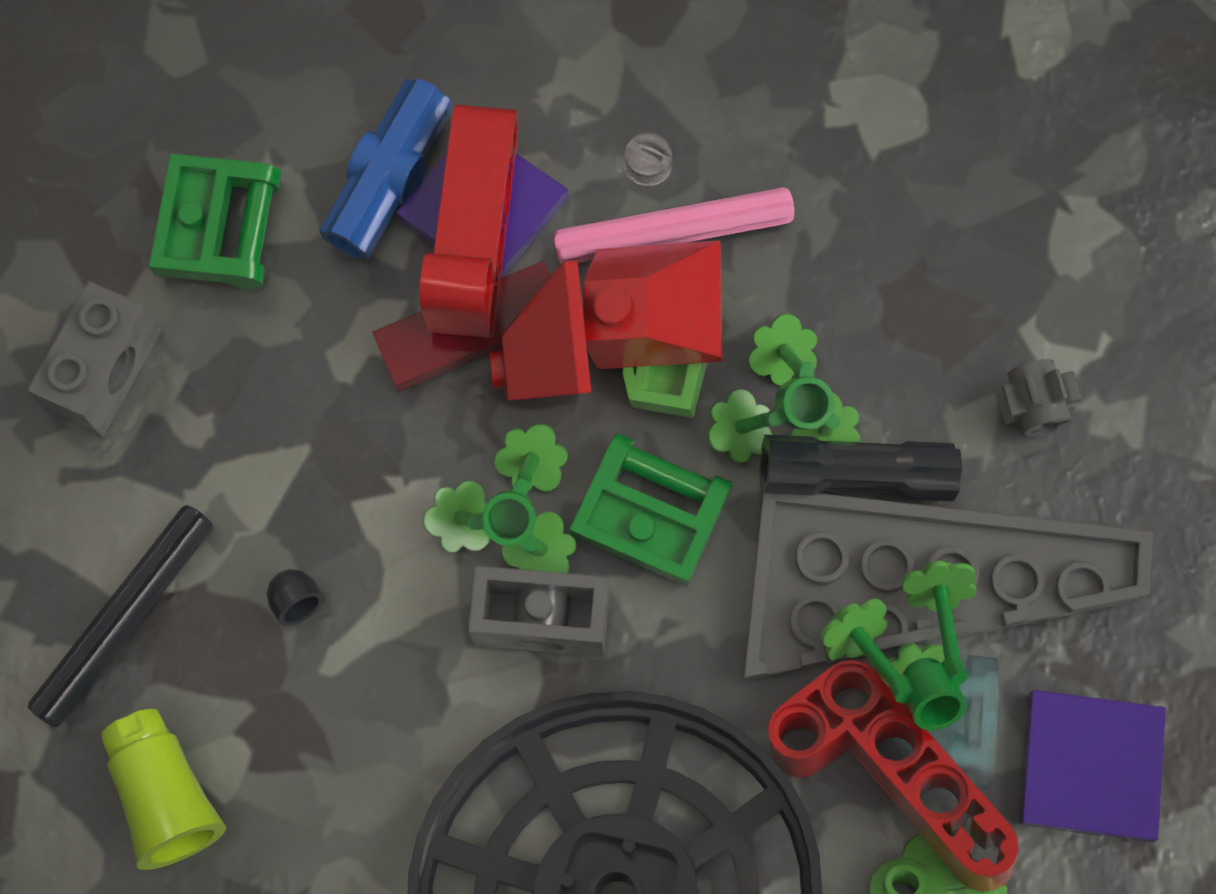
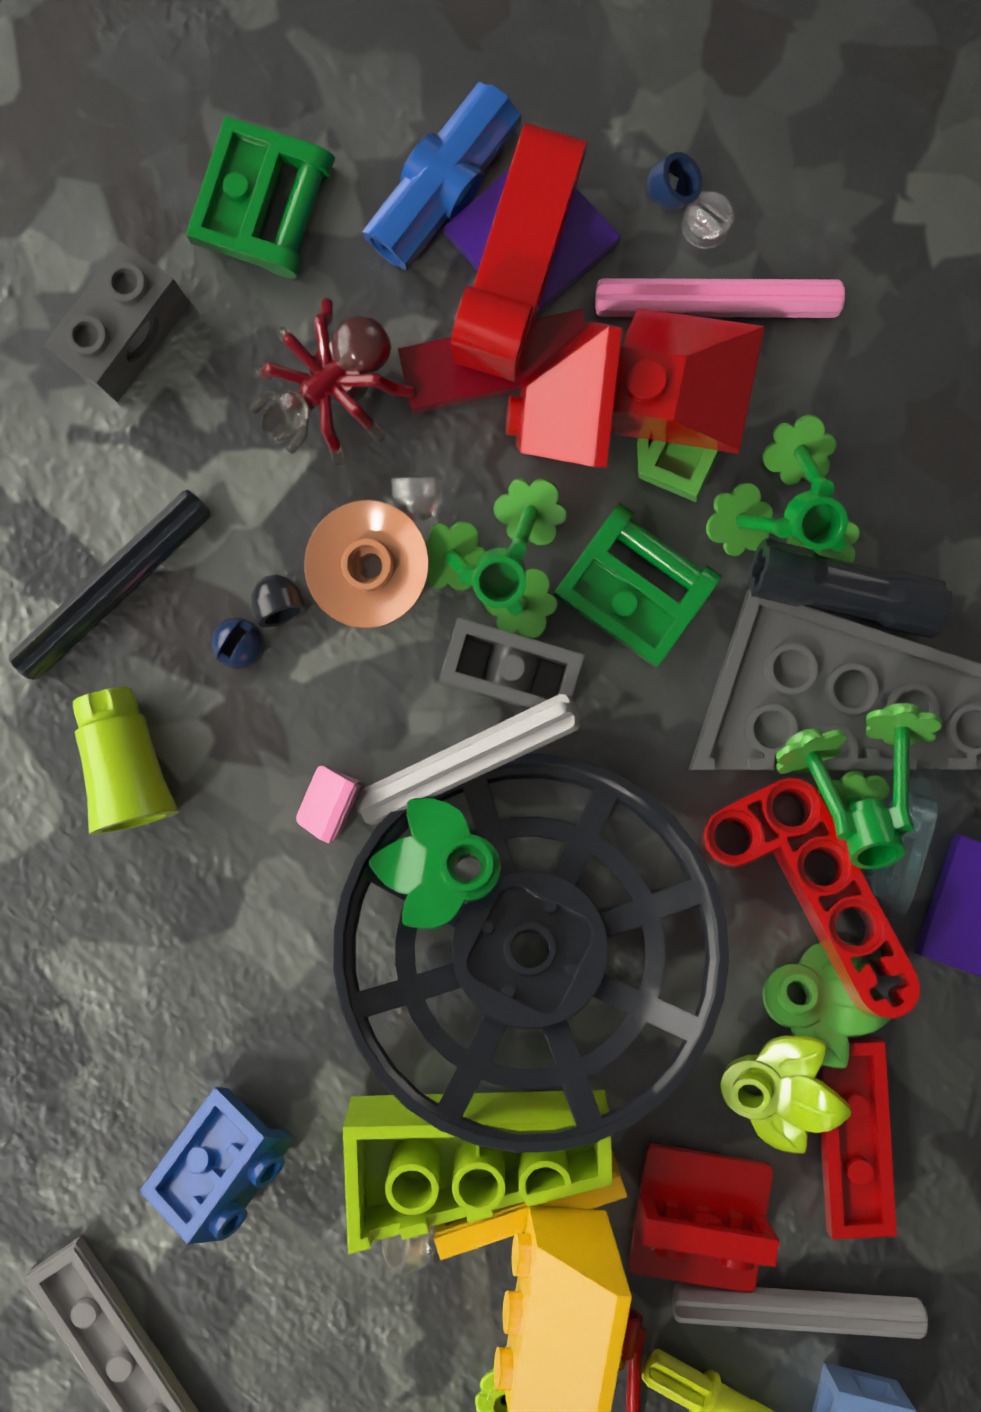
camera: 10 degrees right, 15 degrees up
(270, 653) = (247, 650): none -> dark blue hinge
(317, 368) = (335, 375): none -> animal
(355, 521) = (337, 559): none -> nougat dish
(381, 790) = (328, 803): none -> bright pink slope
(416, 466) = (417, 496): none -> clear hinge
(492, 820) = (427, 864): none -> green plate
(513, 707) = (471, 757): none -> axle
(617, 136) = (681, 188): none -> dark blue hinge

